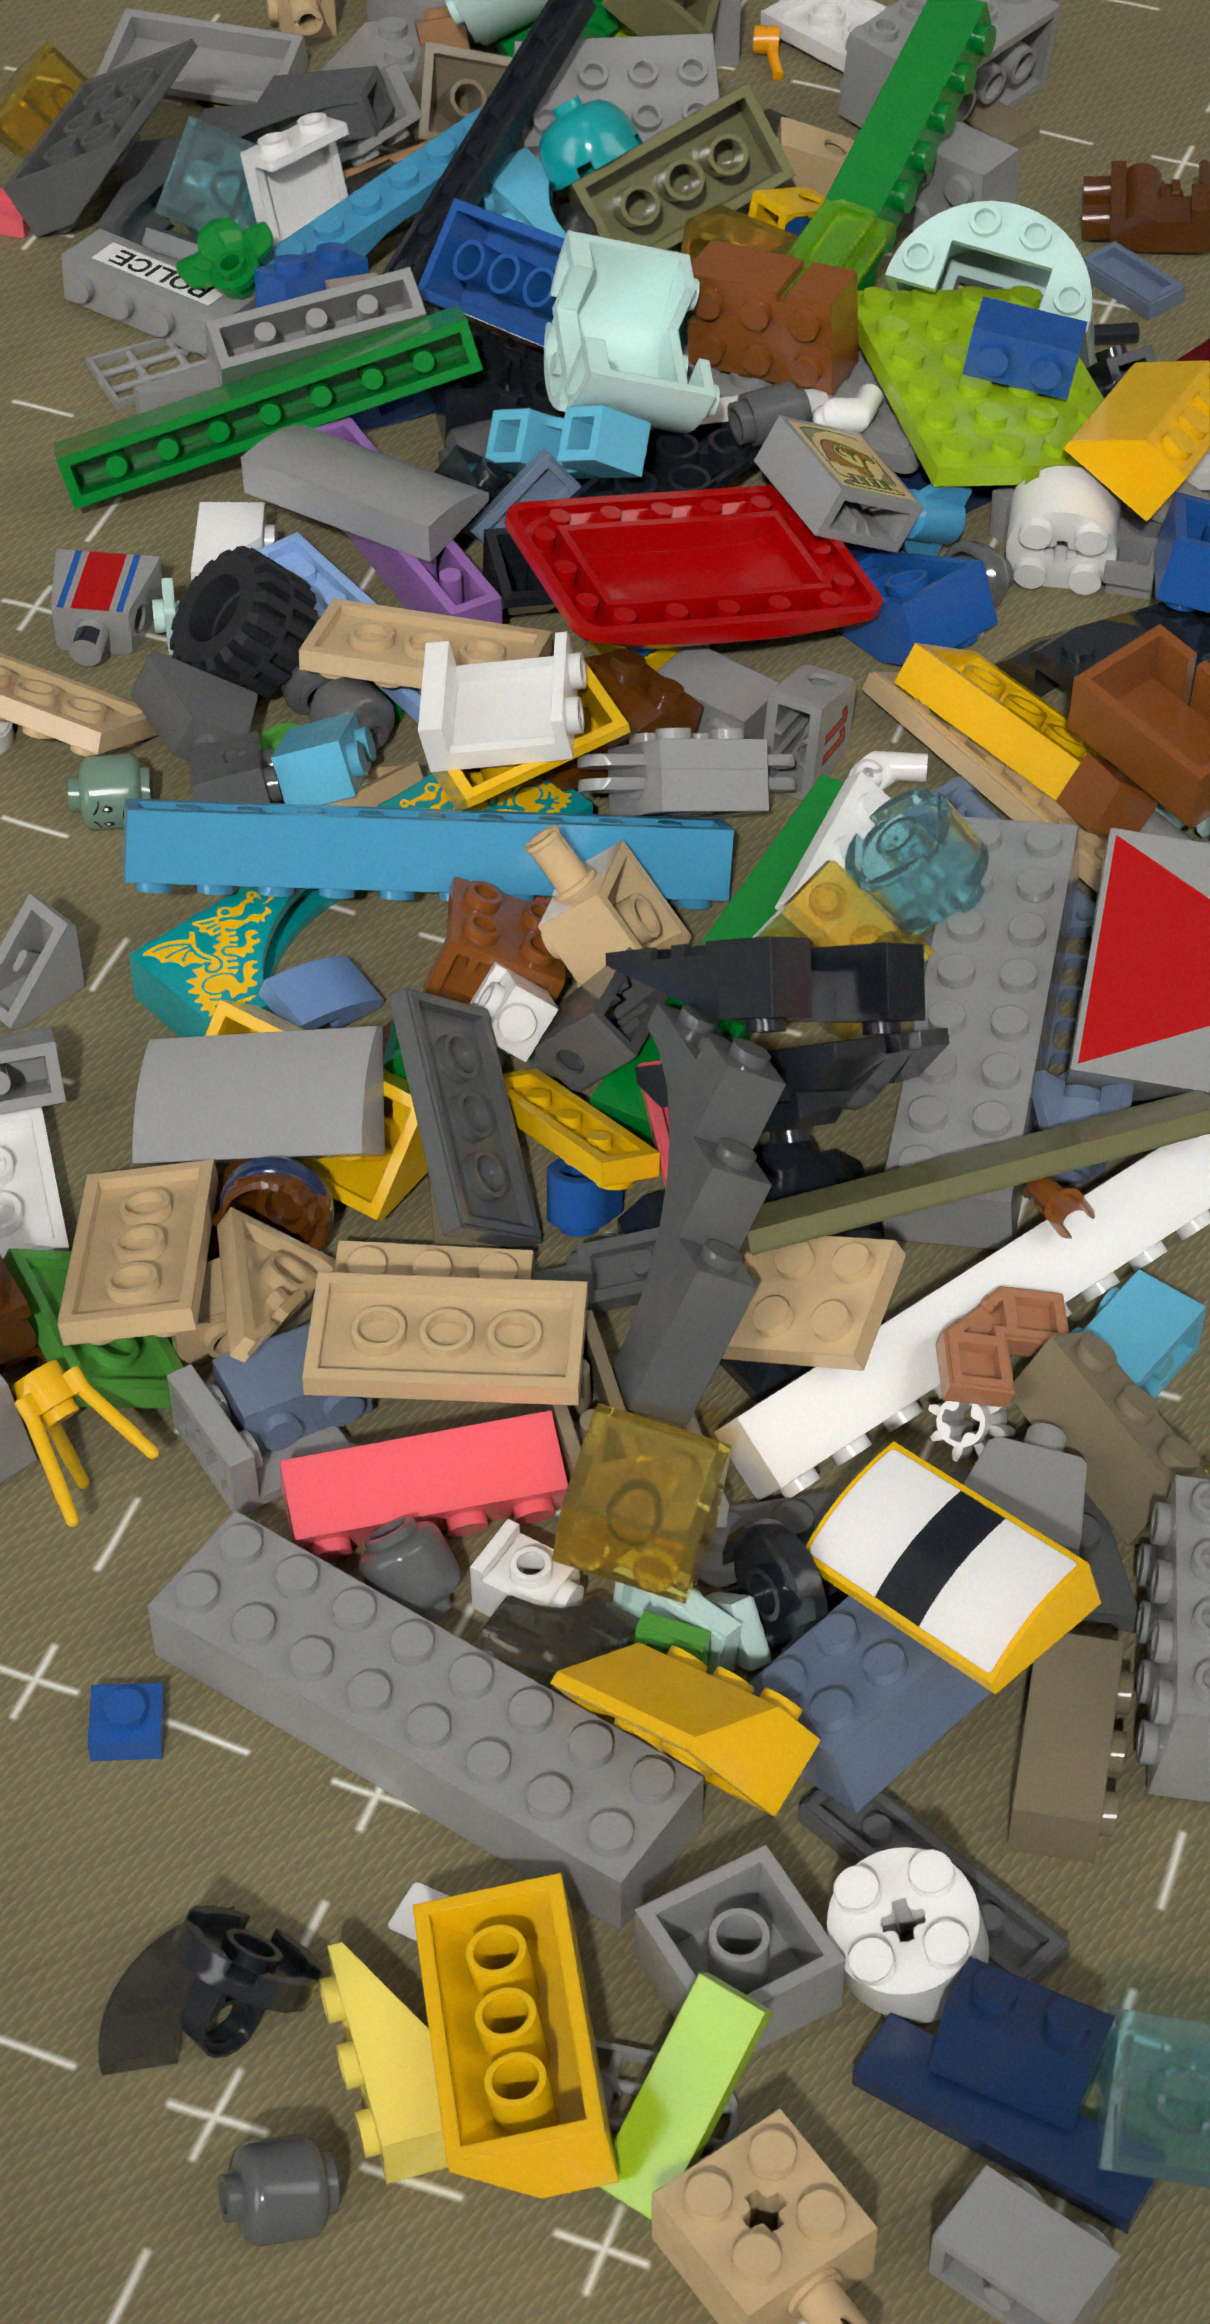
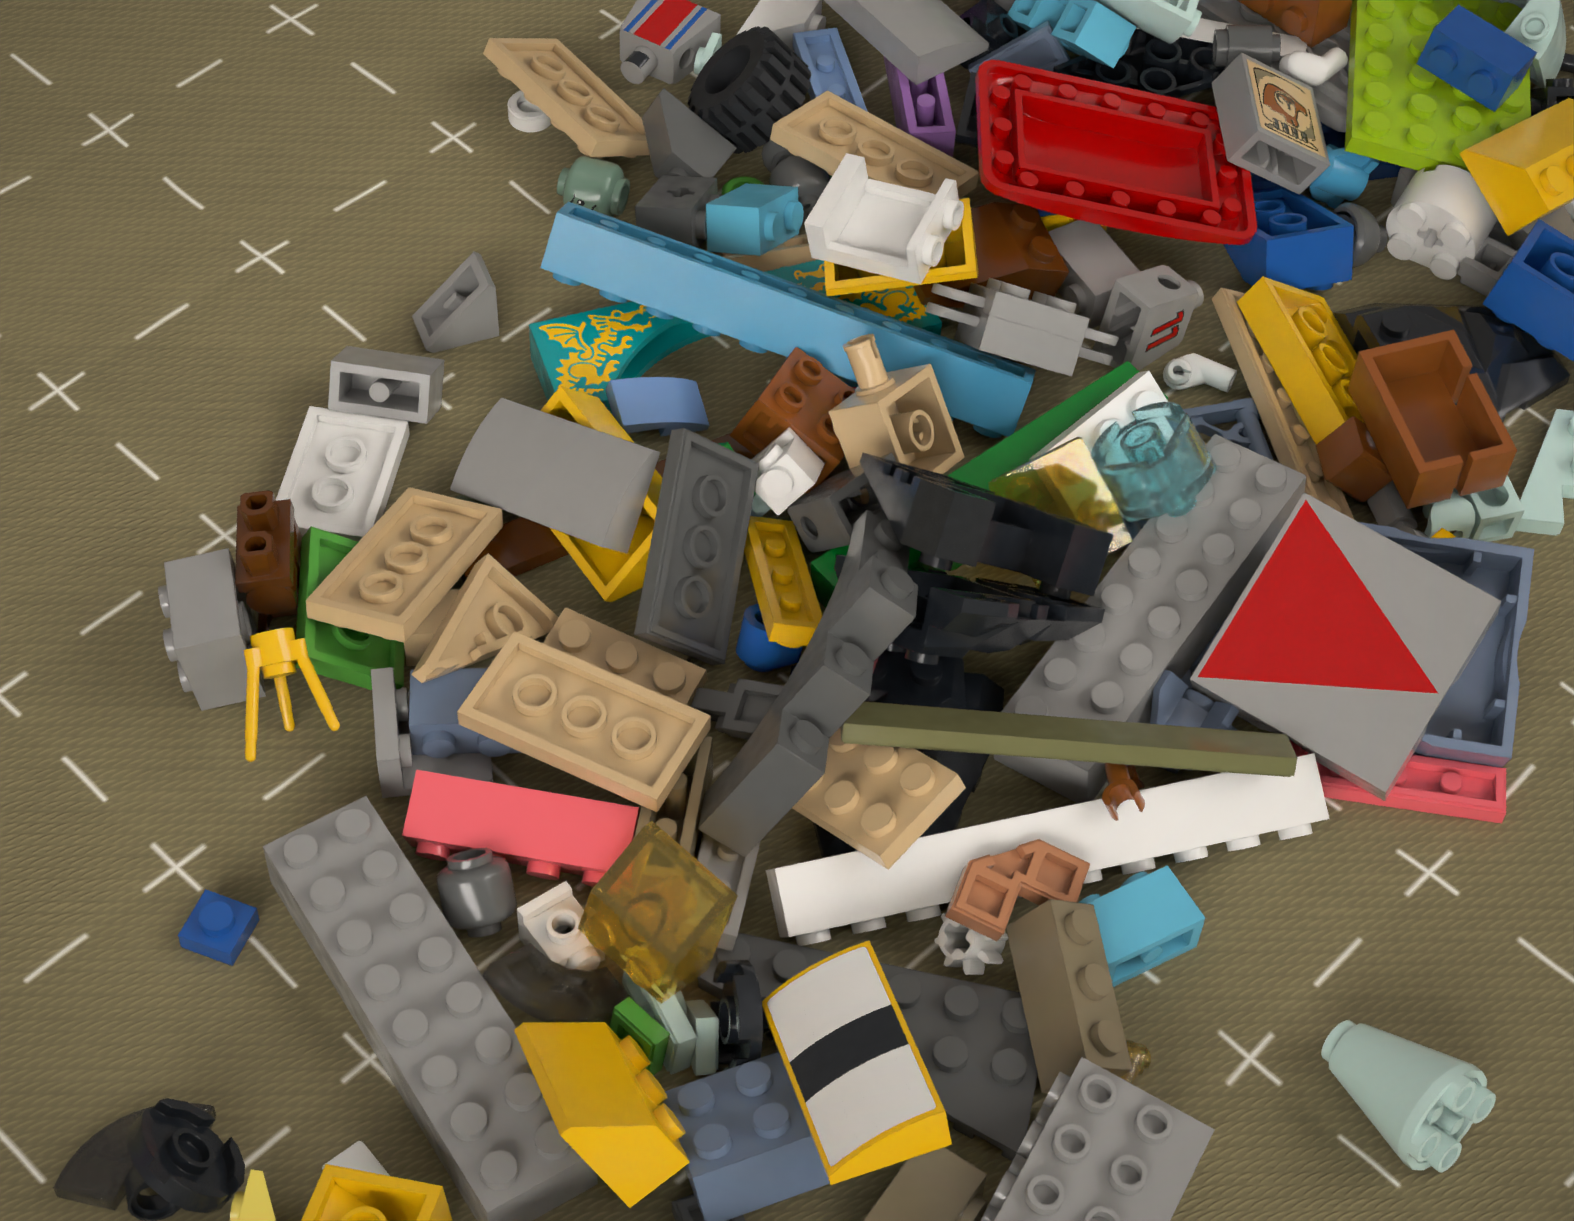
camera: 20 degrees right, 5 degrees up
(281, 1196) = (535, 558): reddish brown hair -> none
(1035, 1482) = (969, 1029): light grey torso -> none

